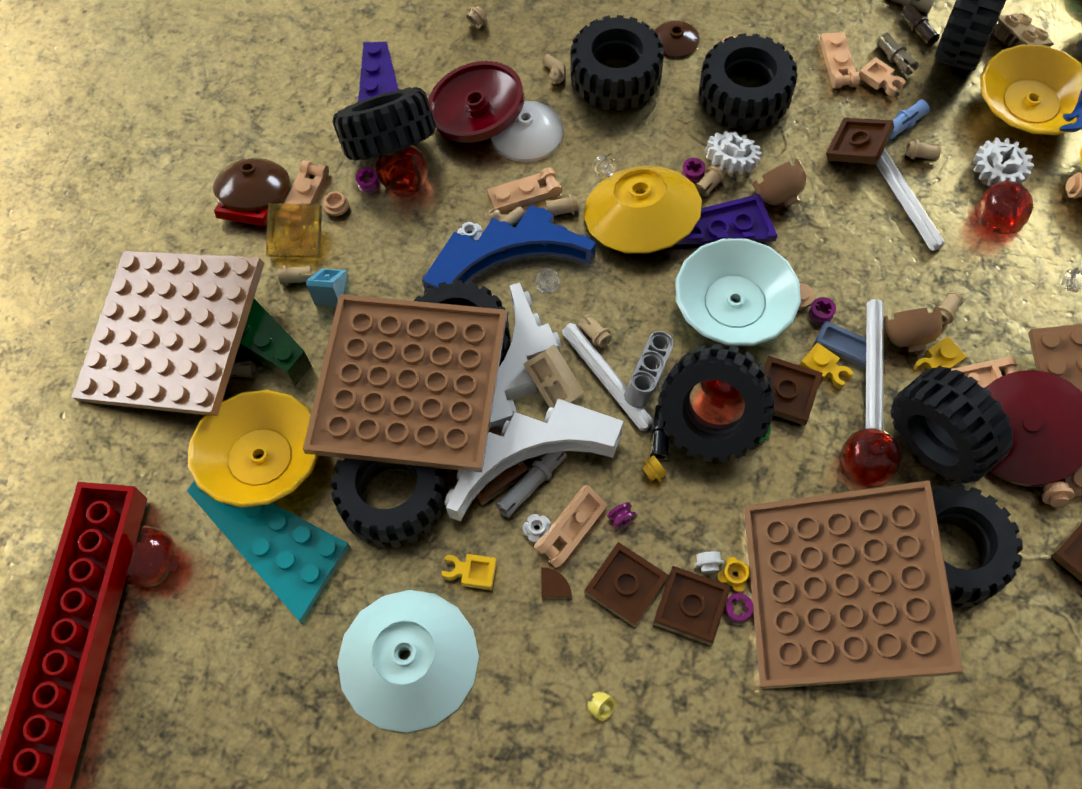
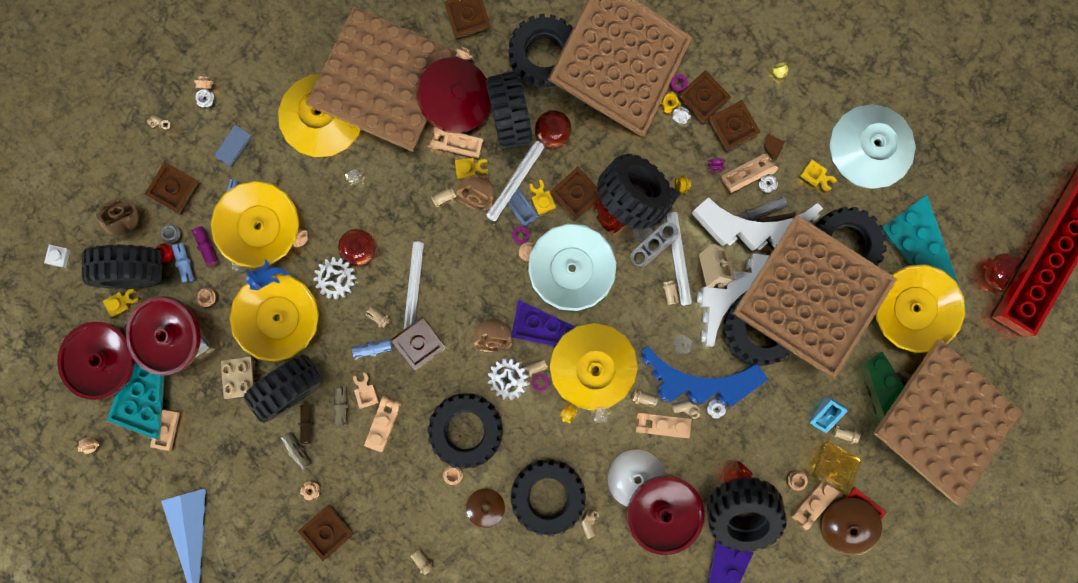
camera: 160 degrees left, 20 degrees up
(641, 153) = (568, 414): none -> yellow plate

